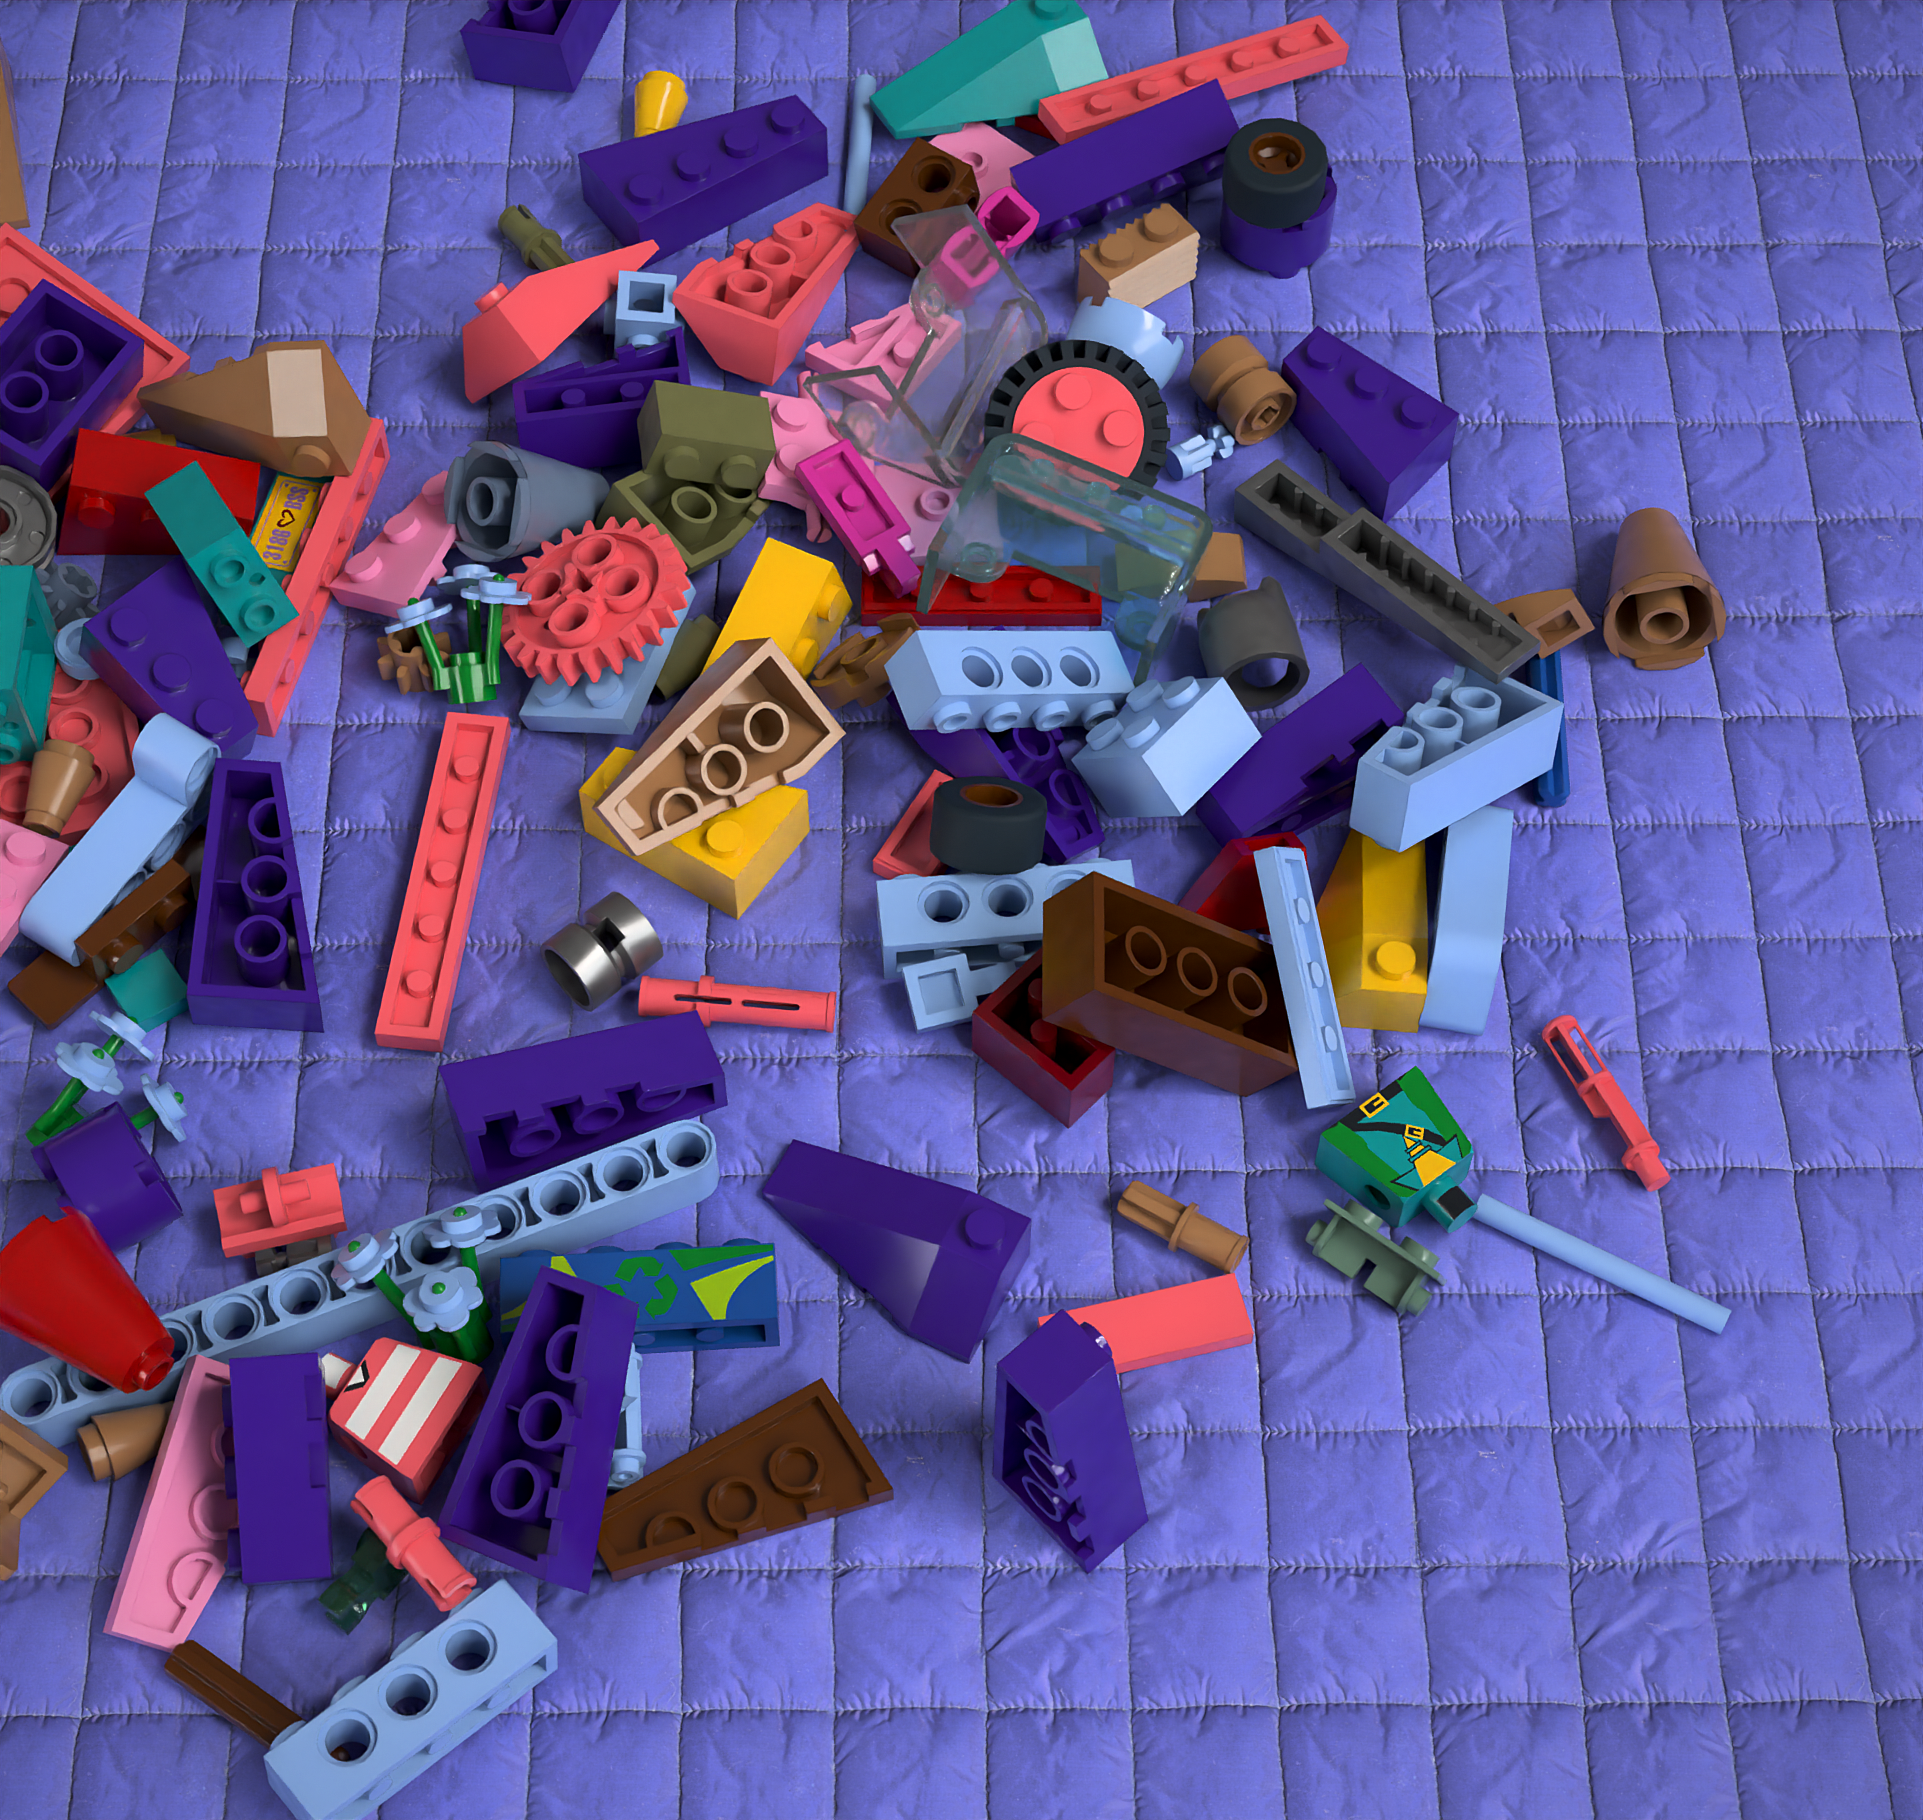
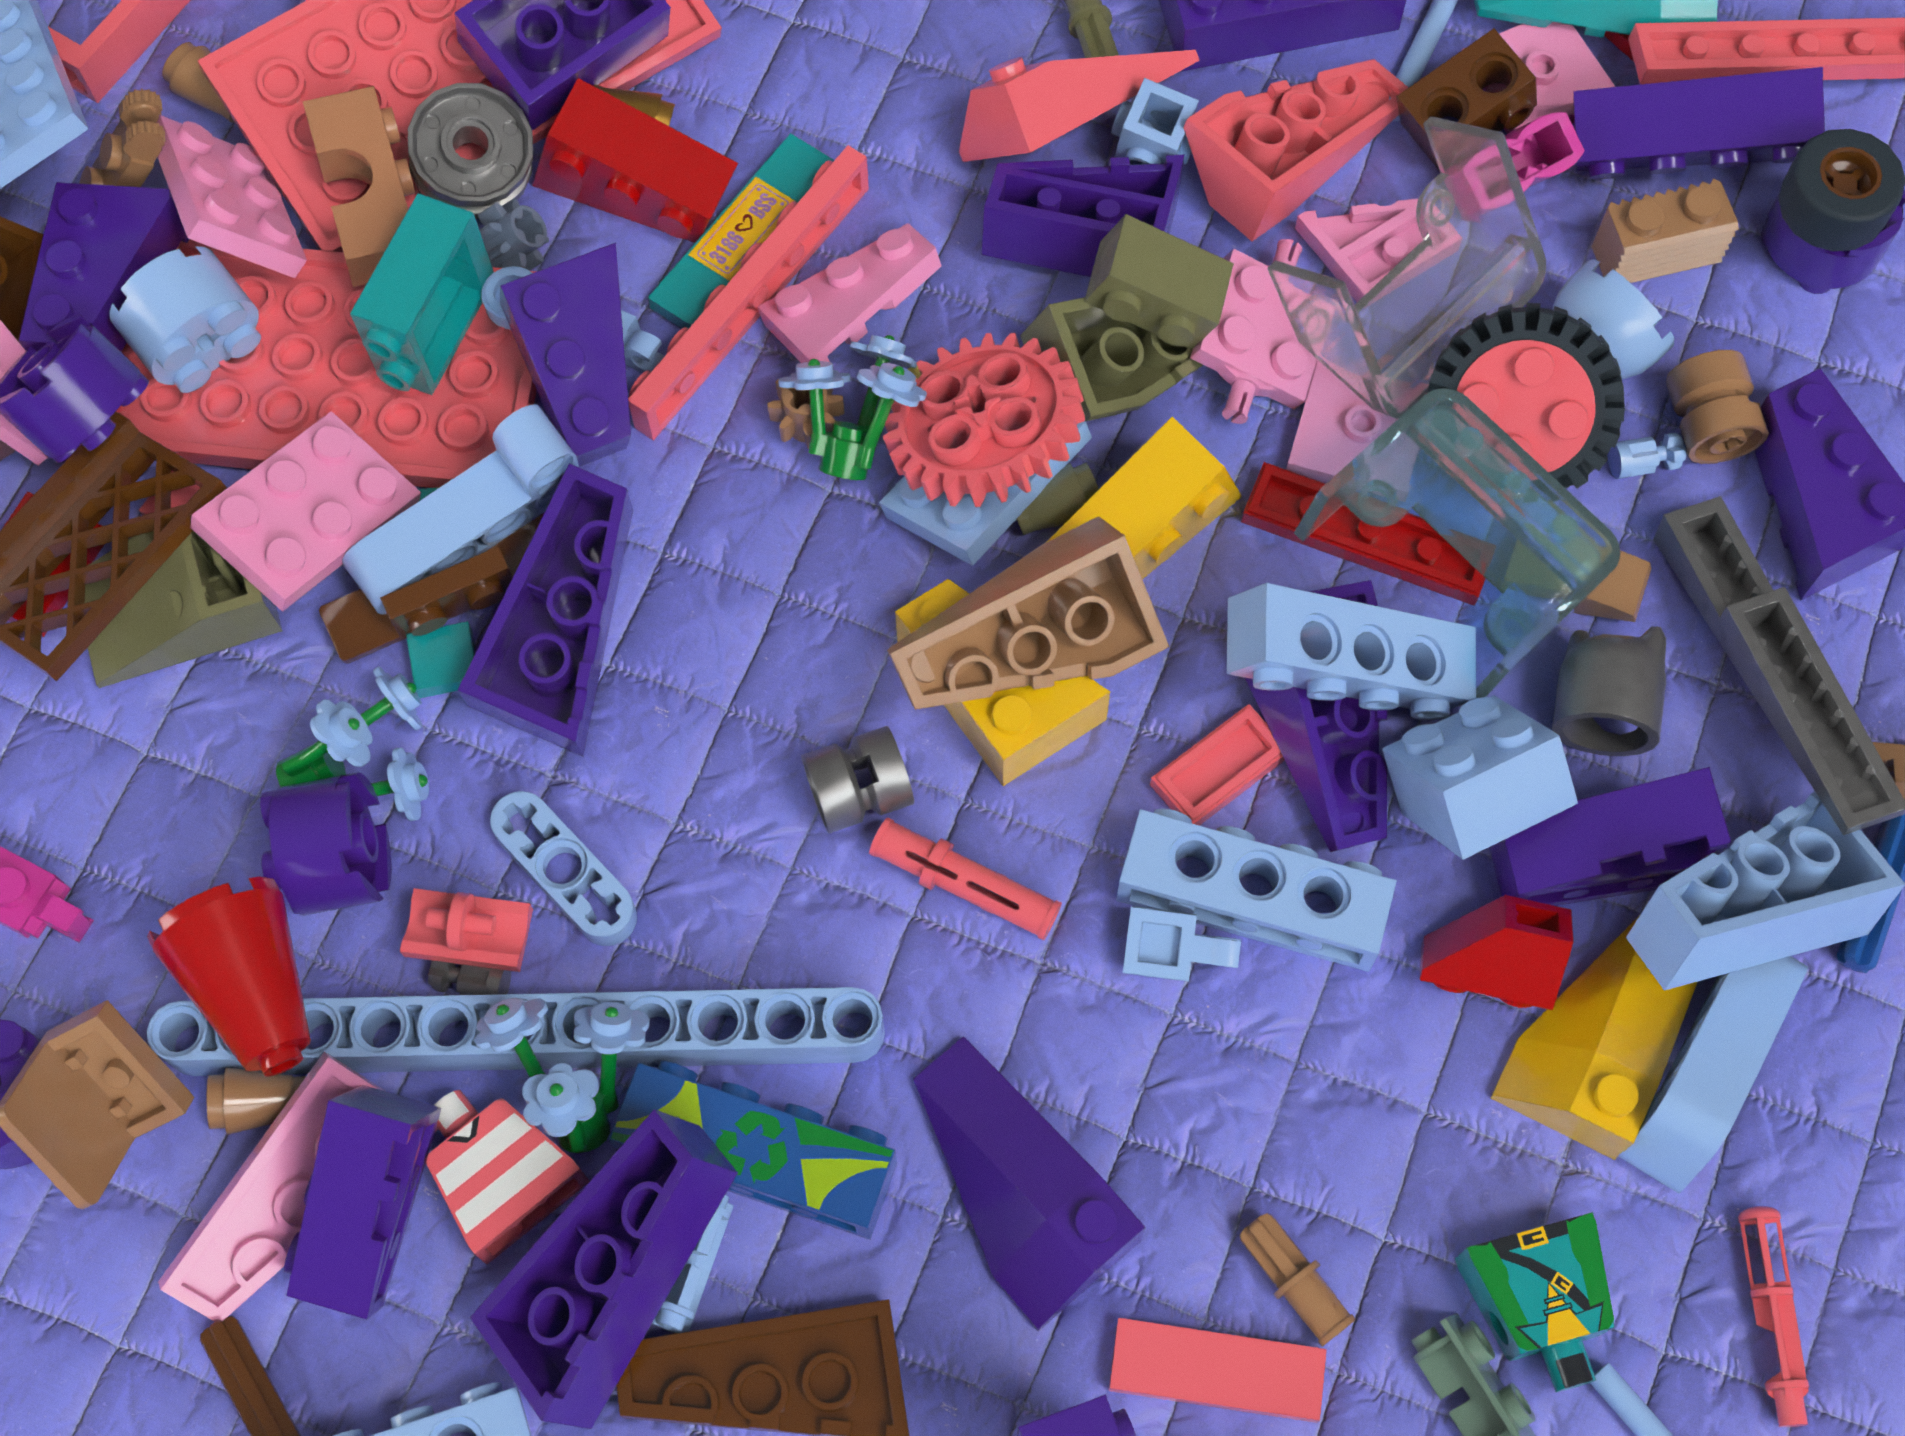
camera: 25 degrees right, 10 degrees up
(56, 786) = (429, 431): medium nougat cone -> none
(221, 554) = (657, 256): teal window -> none
(274, 408) = (767, 114): medium nougat wedge -> none
(362, 1156) = (547, 824): none -> light blue beam
(367, 1579) = (429, 1310): plate -> none
(413, 1543) = (445, 1324): coral pin -> none
(443, 883) = (744, 649): coral plate -> none
(517, 499) = (958, 288): sand blue cone -> none
(579, 1095) = (778, 921): dark purple wedge -> none
(857, 665) = (1223, 568): medium nougat plate -> none
(861, 514) = (1279, 414): dark pink hinge -> none
(988, 825) = (1270, 793): black wheel -> none
(1043, 1060) = (1232, 1021): dark red brick -> none
(1165, 985) = (1374, 1041): reddish brown brick -> none
(1304, 977) = (1517, 1077): light blue tile -> none

